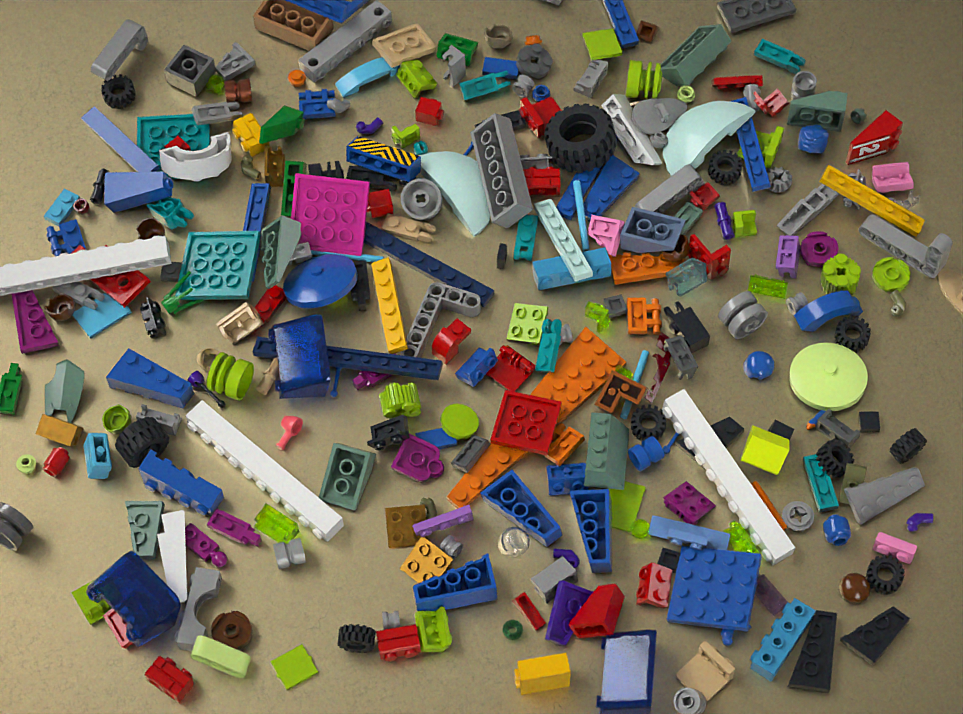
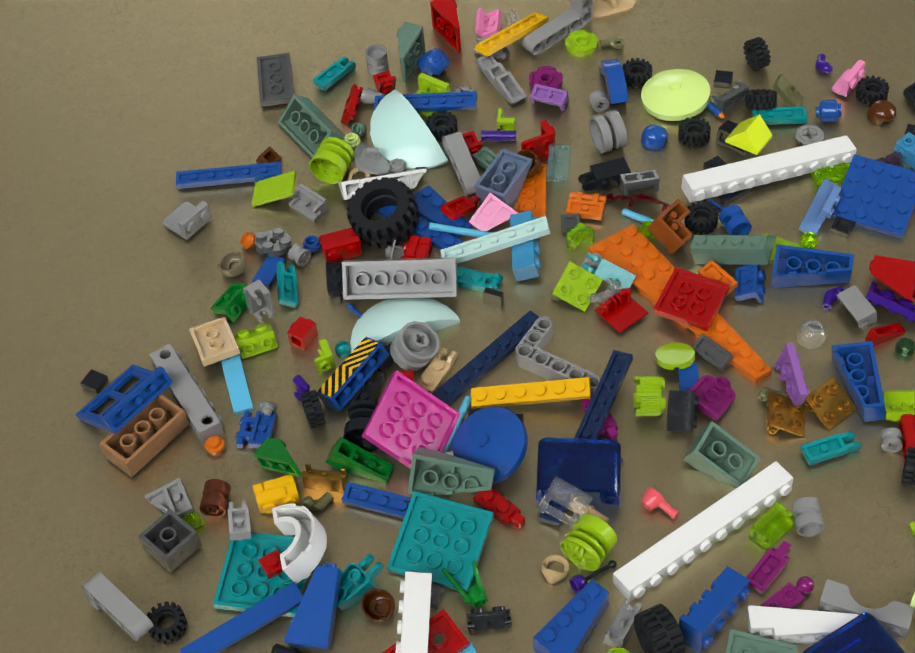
camera: 75 degrees left, 10 degrees down
(229, 620) = (900, 574): reddish brown plate -> none
(240, 323) = (521, 528): tan hinge -> none
(267, 355) = (567, 496): none -> clear plate
(339, 137) = (313, 409): none -> black tyre
(374, 567) = (829, 448): none -> teal hinge
(446, 342) = (587, 349): red brick -> none
(451, 547) = (815, 379): light grey wheel -> none
(477, 366) = (614, 333): blue bracket -> none
(521, 507) = (780, 317): blue wedge -> none
(526, 351) = (613, 288): none -> clear piece
(606, 202) = (460, 207): none -> red hinge
(654, 585) = (868, 240): red bracket -> none
(688, 502) = (789, 204): magenta hinge -> none
(703, 97) = (359, 129): none -> sand green hinge
(768, 287) = (574, 118): clear neon green hinge -> none
(773, 391) = (691, 139): none -> black tyre
(840, 274) = (579, 68): lime brick -> none
(877, 496) = (798, 78): light grey wing -> none

